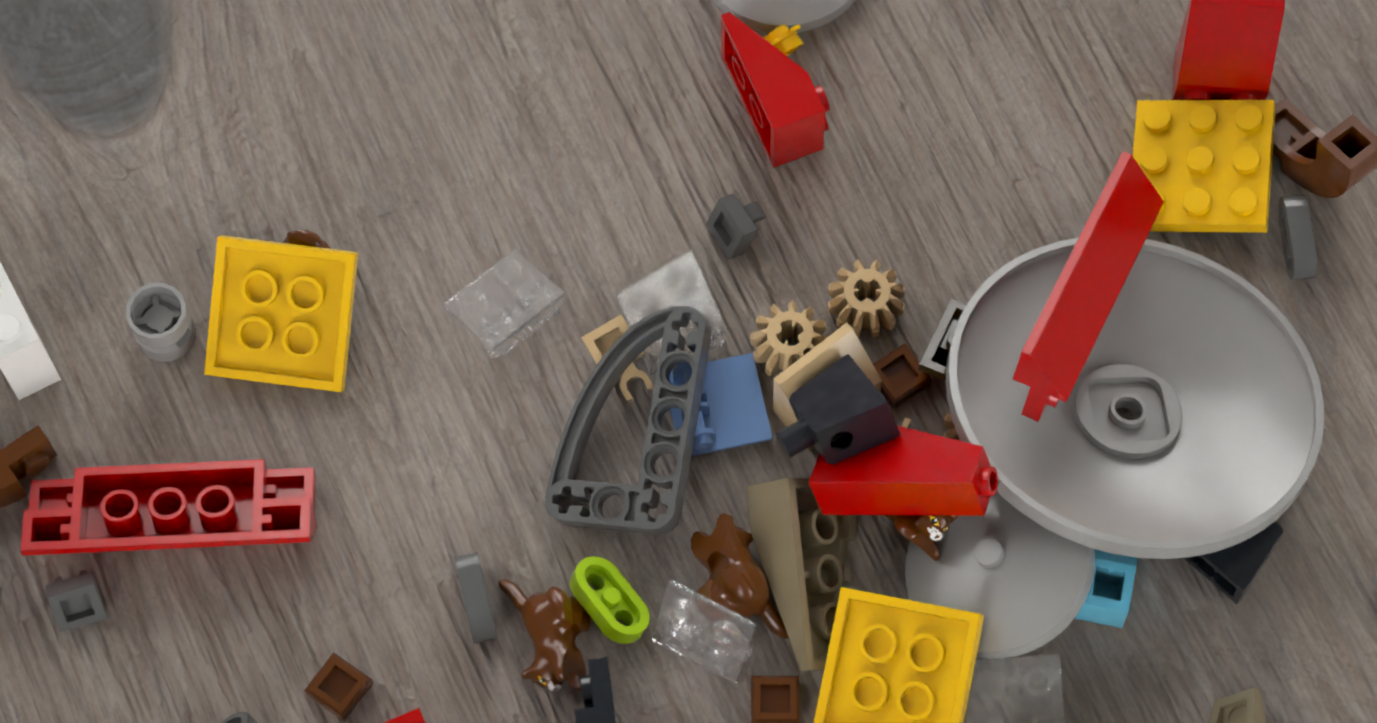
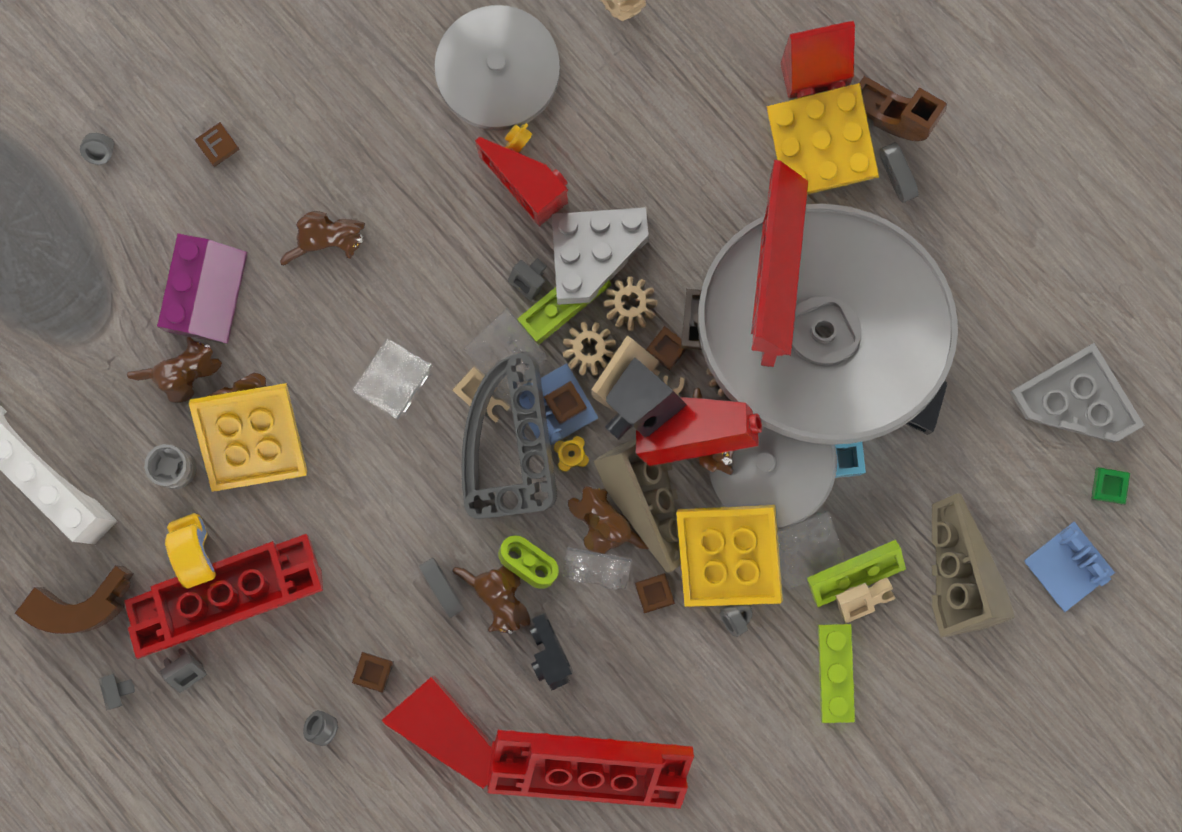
camera: 15 degrees left, 15 degrees up
(142, 437) = (186, 550): none -> yellow animal
(215, 207) = (177, 374): none -> reddish brown animal
(287, 110) = (202, 289): none -> slope
(471, 85) = (319, 232): none -> reddish brown animal
(715, 462) = (575, 445): none -> yellow plate
(732, 402) = (565, 402): none -> reddish brown tile
(776, 270) = (548, 316): none -> lime plate
(838, 213) = (593, 249): none -> light grey plate

